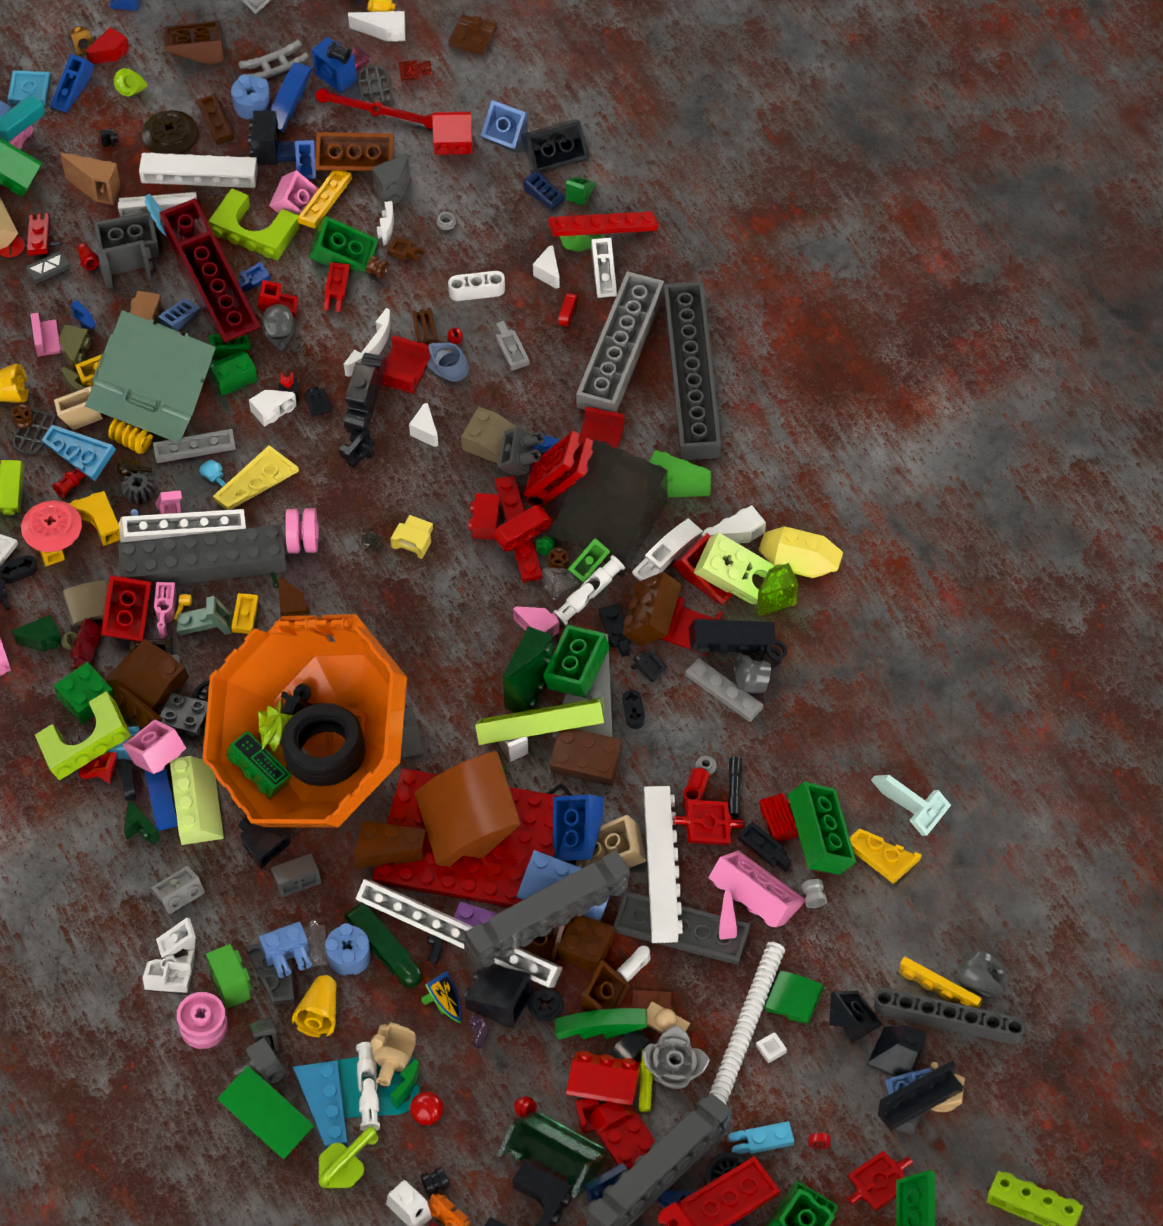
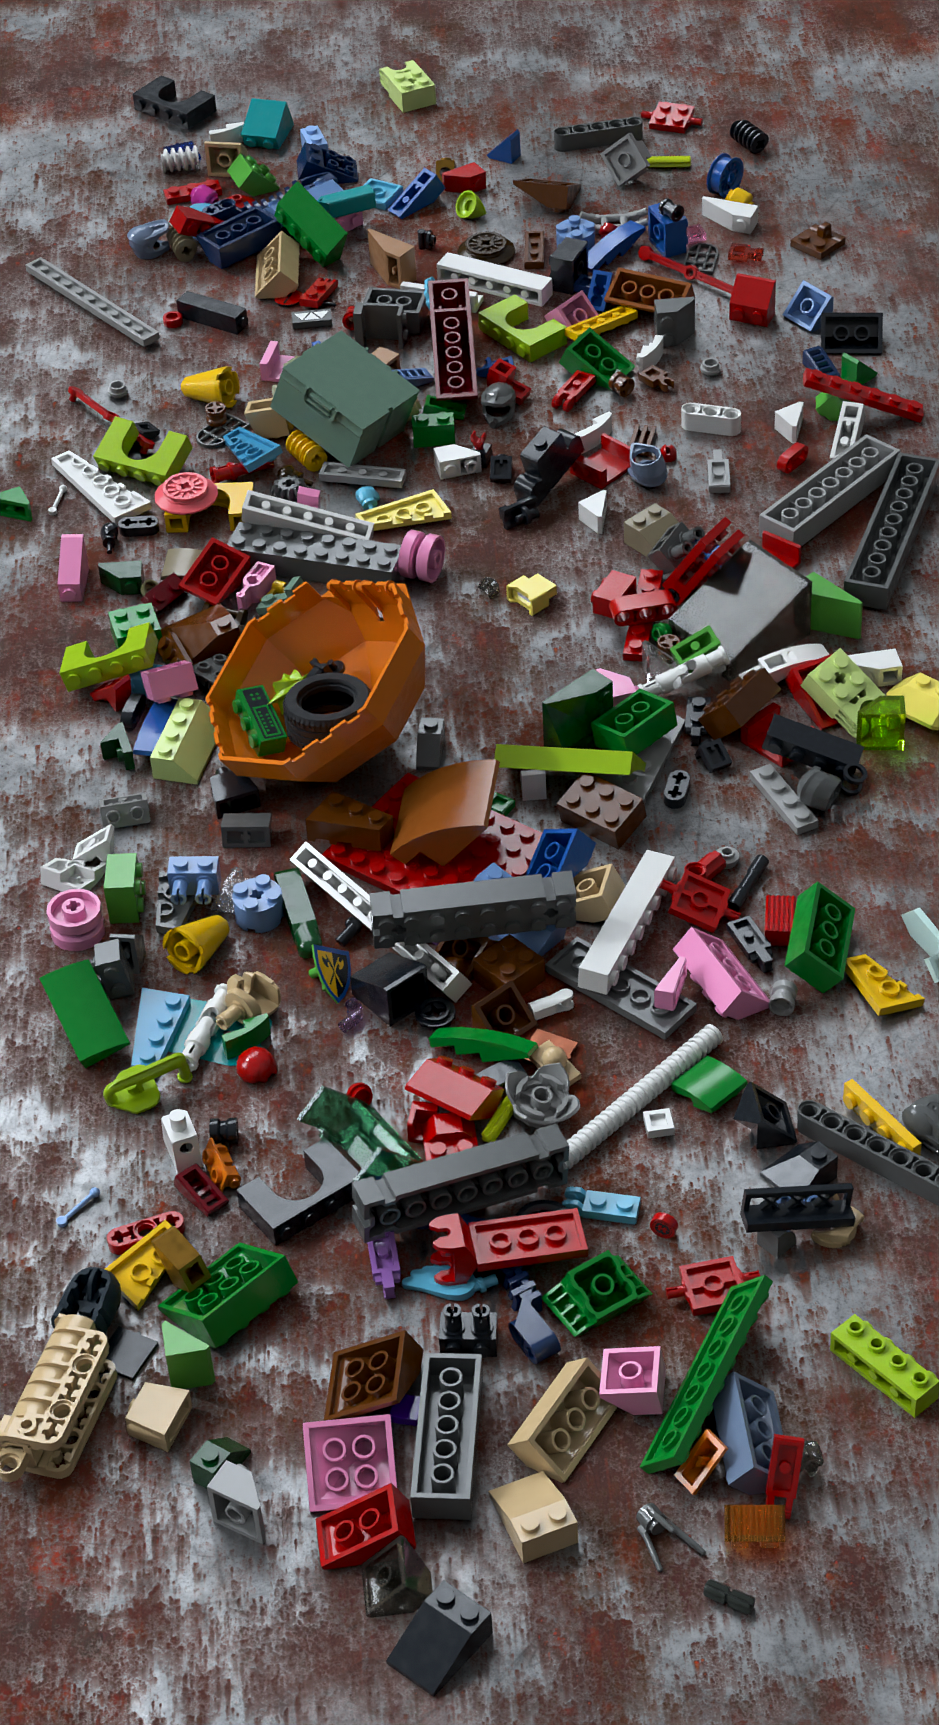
camera: 25 degrees right, 15 degrees down
(276, 79) = (606, 229): none -> red plate

